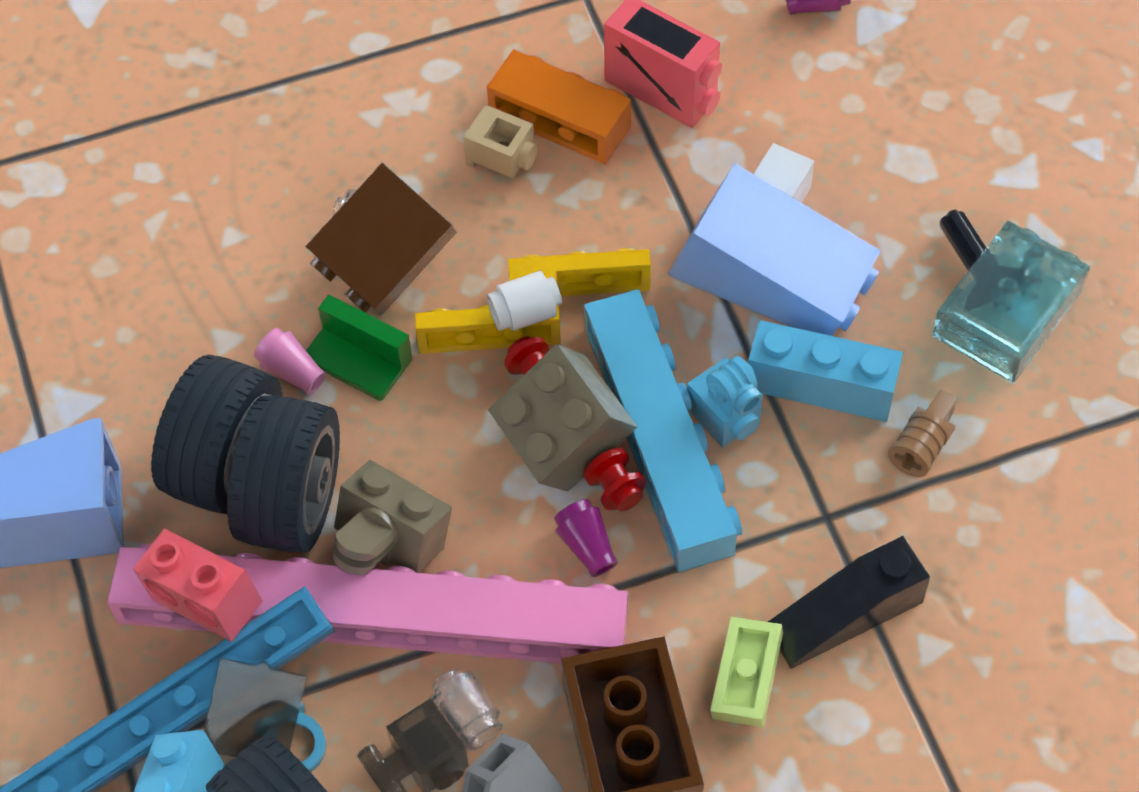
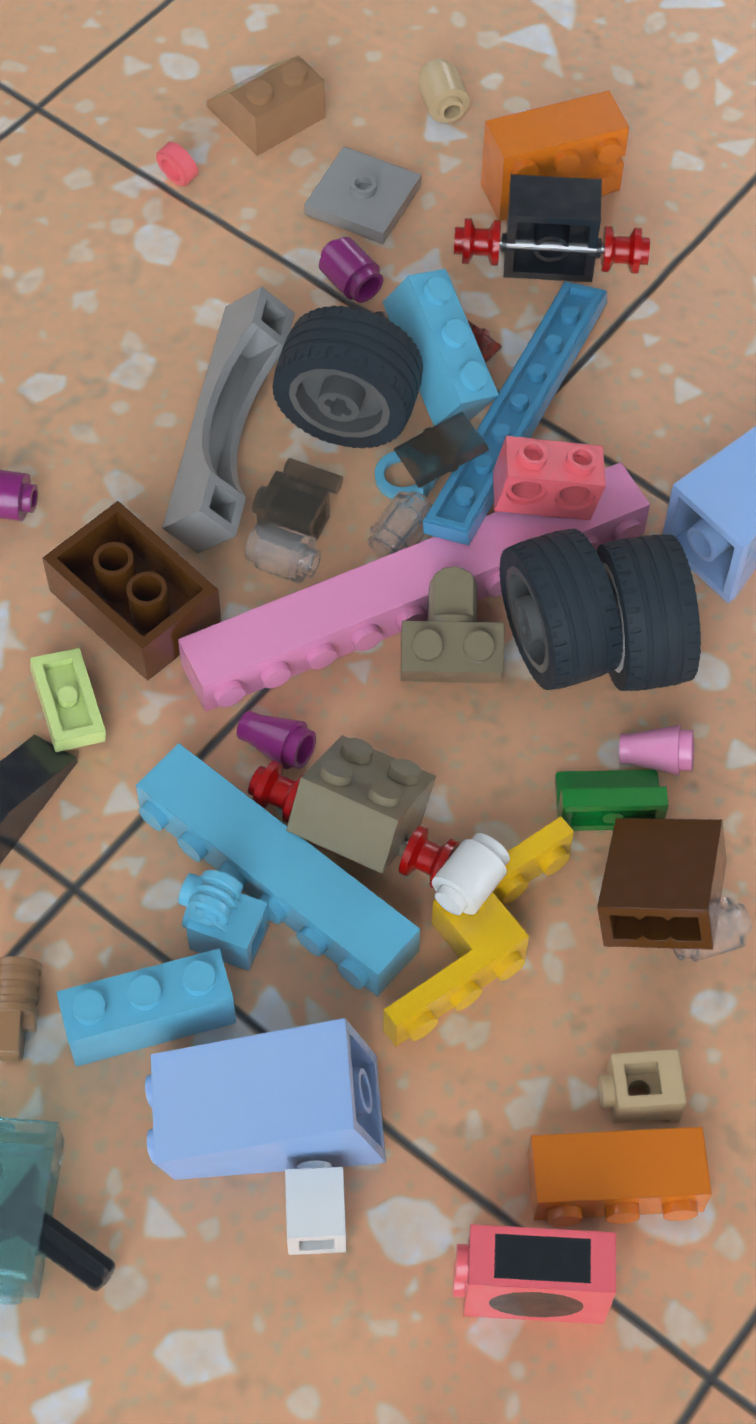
camera: 145 degrees right, 0 degrees up
(341, 676) = (399, 524): none -> clear brick

